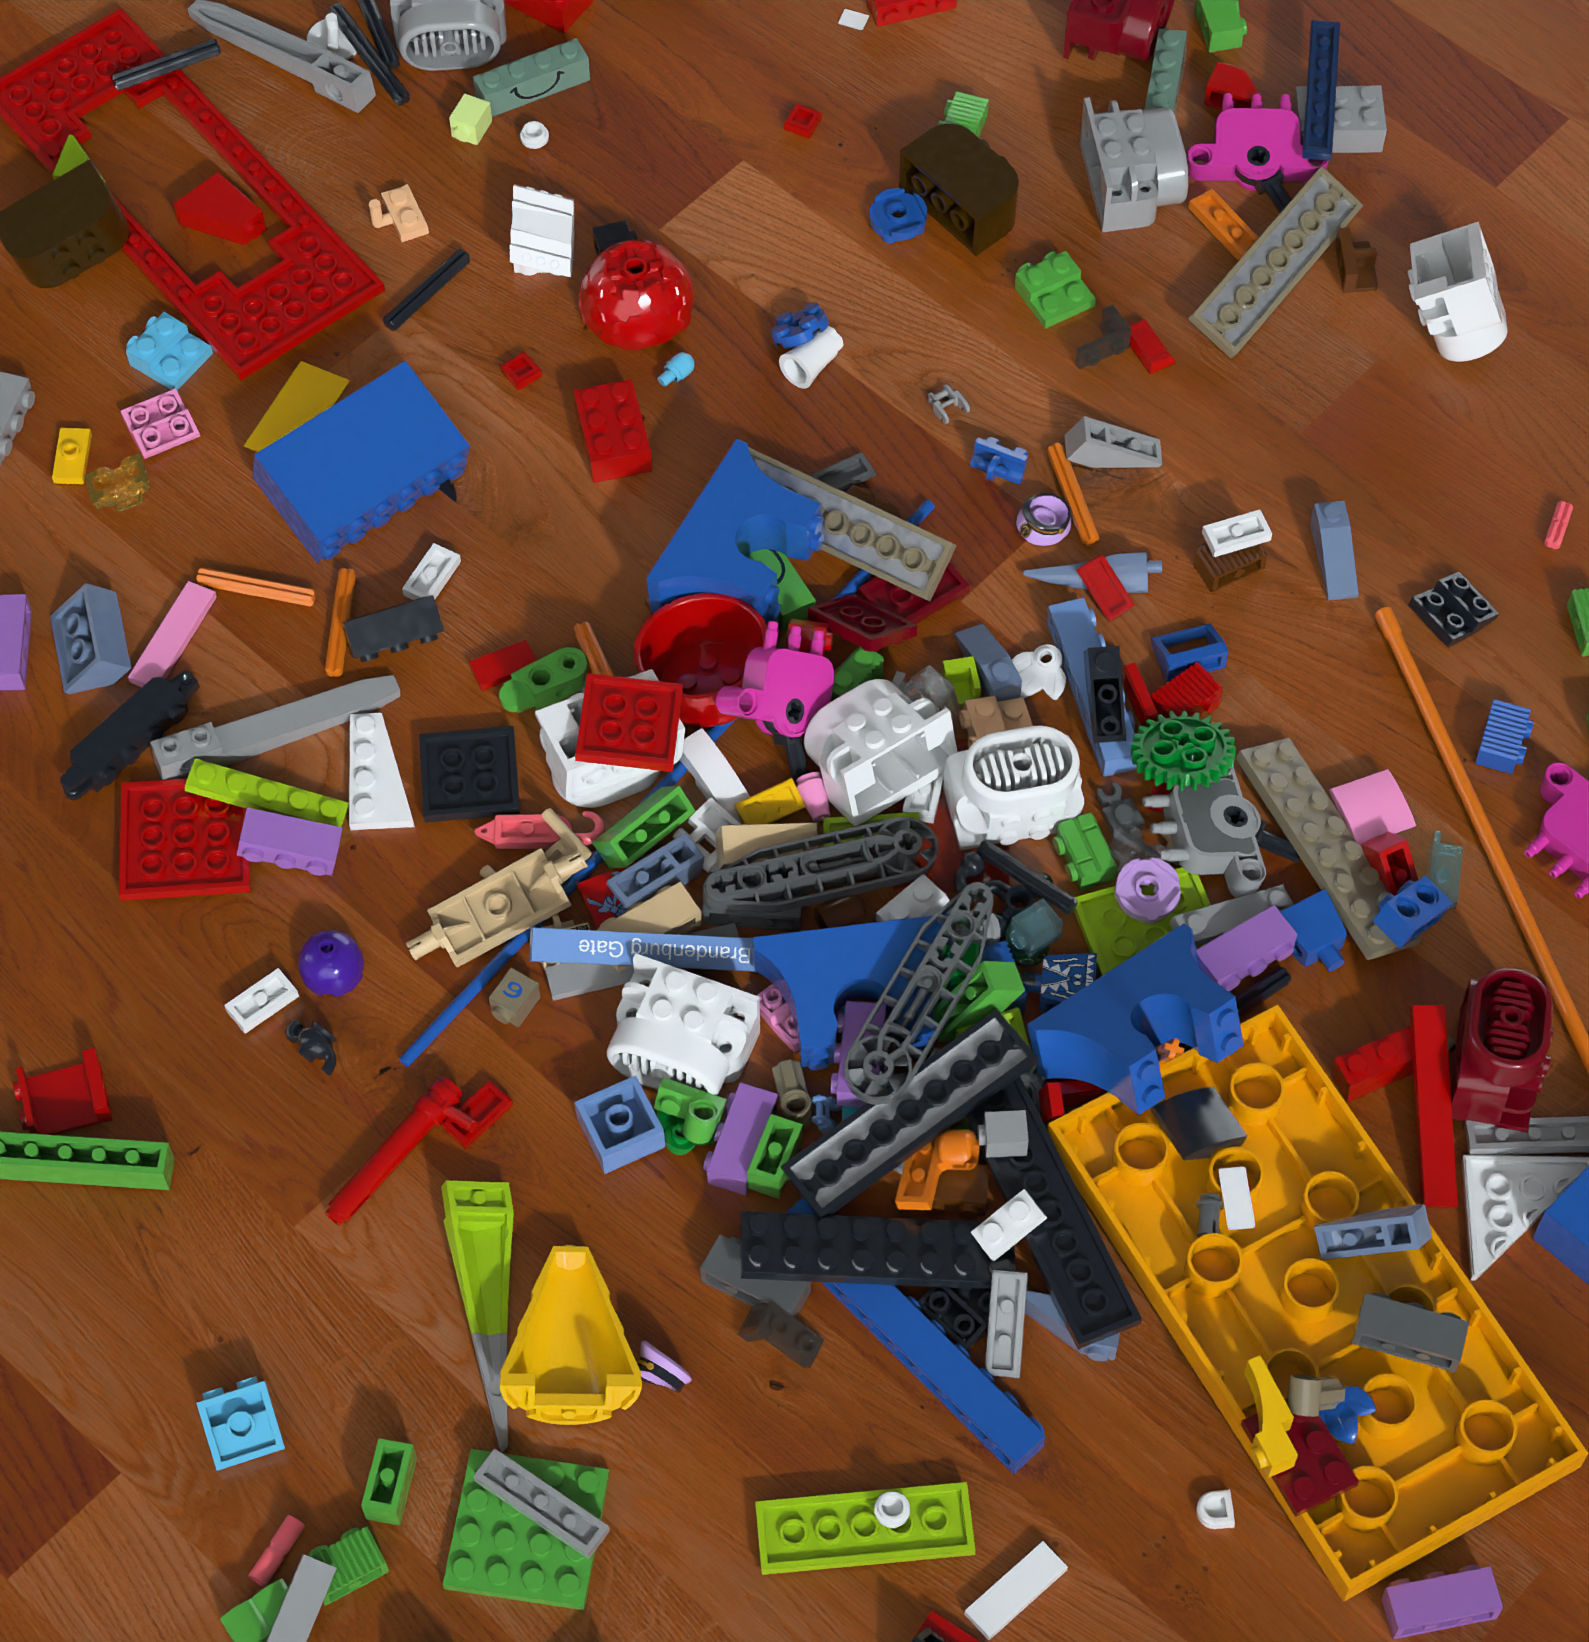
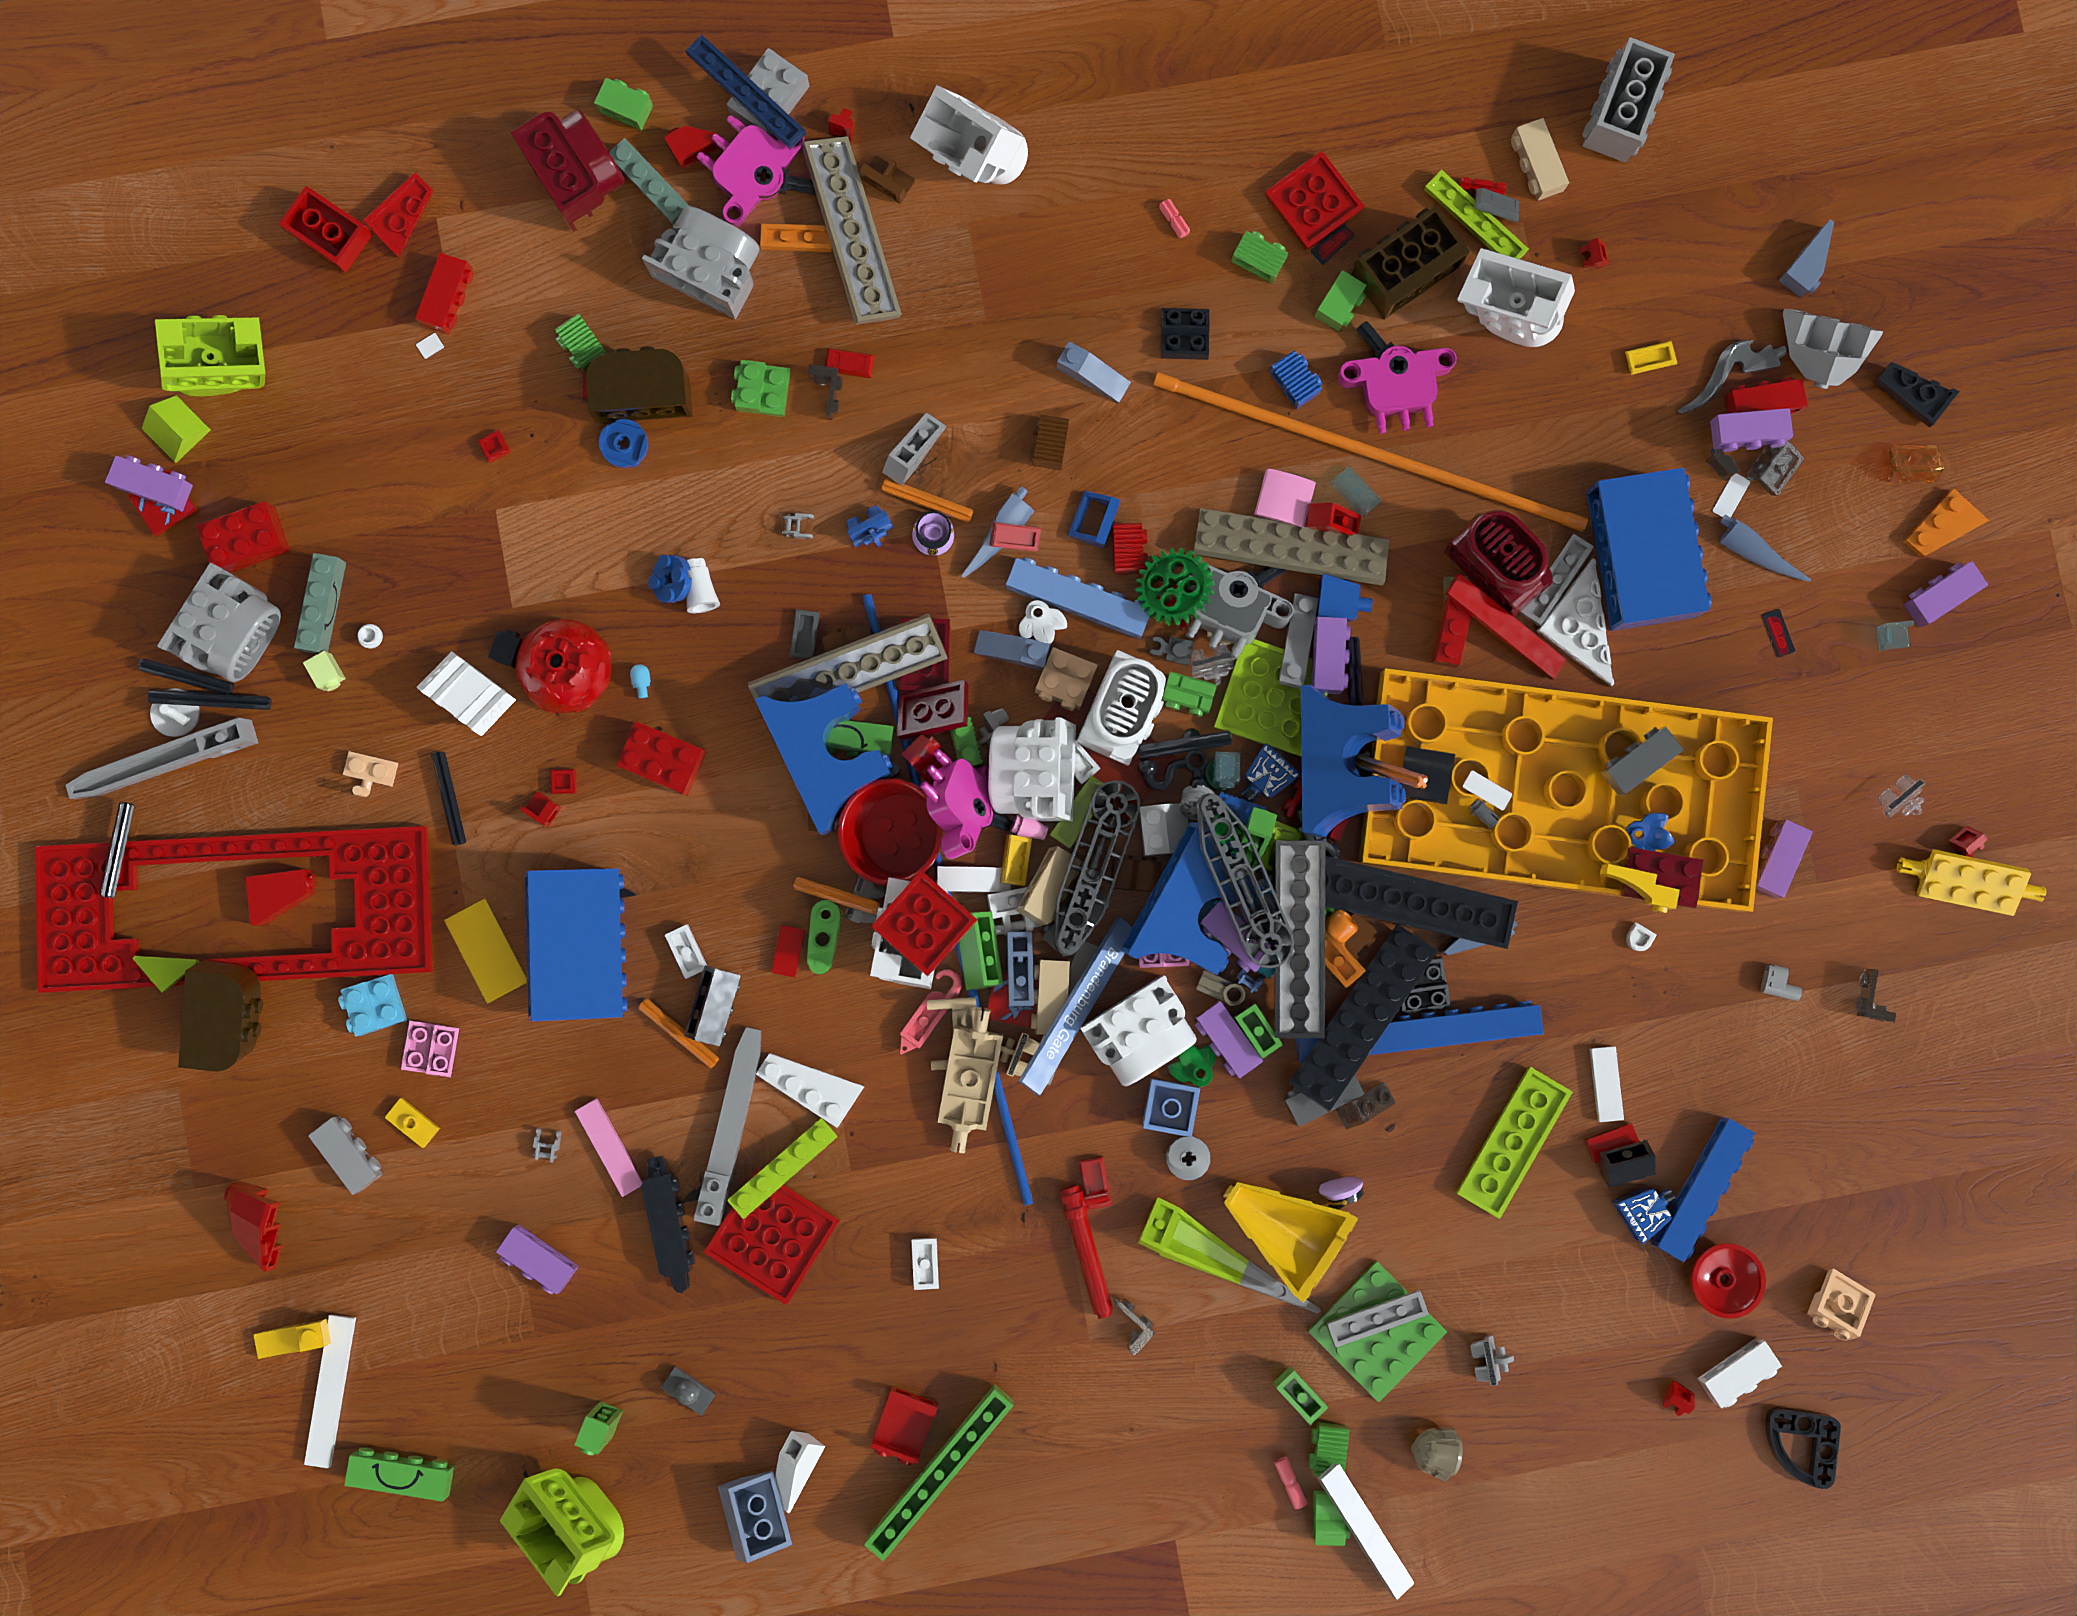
camera: 60 degrees left, 25 degrees up
(90, 640) = (576, 1204): sand blue slope -> none
(120, 486) = (464, 1109): clear yellow cylinder -> none
(136, 588) = (538, 1144): none -> light grey piece
(240, 1423) = (1199, 1455): medium azure plate -> none
(256, 586) = (610, 1069): orange axle -> none
(289, 842) = (828, 1177): medium lavender brick -> none
(314, 1043) = (979, 1251): black piece -> none
(331, 963) = (928, 1191): dark purple cylinder -> none
(334, 1270) = (1136, 1339): none -> clear smoke bracket
(469, 774) = (855, 1028): black plate -> none
(478, 370) = (541, 809): none -> red panel
(514, 998) = (1036, 1111): dark tan brick -> none
(578, 1169) = (1197, 1166): none -> light grey piece
(698, 1108) = (1181, 1064): bright green plate -> none
(892, 1509) = (1519, 1122): white plate -> none
(932, 685) = (1019, 709): clear slope -> none
(964, 677) = (1015, 677): lime panel -> none
(1004, 1133) = (1355, 895): light grey brick -> none
(1006, 1323) = (1456, 974): light grey tile -> none
(1009, 1225) = (1408, 933): white plate -> none
(1051, 1102) = (1347, 848): red tile -> none
(1105, 693) = (1099, 601): black slope -> none
(1138, 694) = (1106, 576): red tile -> none
(1146, 872) = (1254, 668): lavender plate -> none
(1237, 533) = (1045, 428): white plate -> none
(1312, 1394) = (1645, 849): dark tan piece -> none
(1370, 193) = (842, 125): none -> red tile
(1374, 1232) = (1571, 726): sand blue slope -> none
(1411, 910) = (1381, 535): blue brick -> none

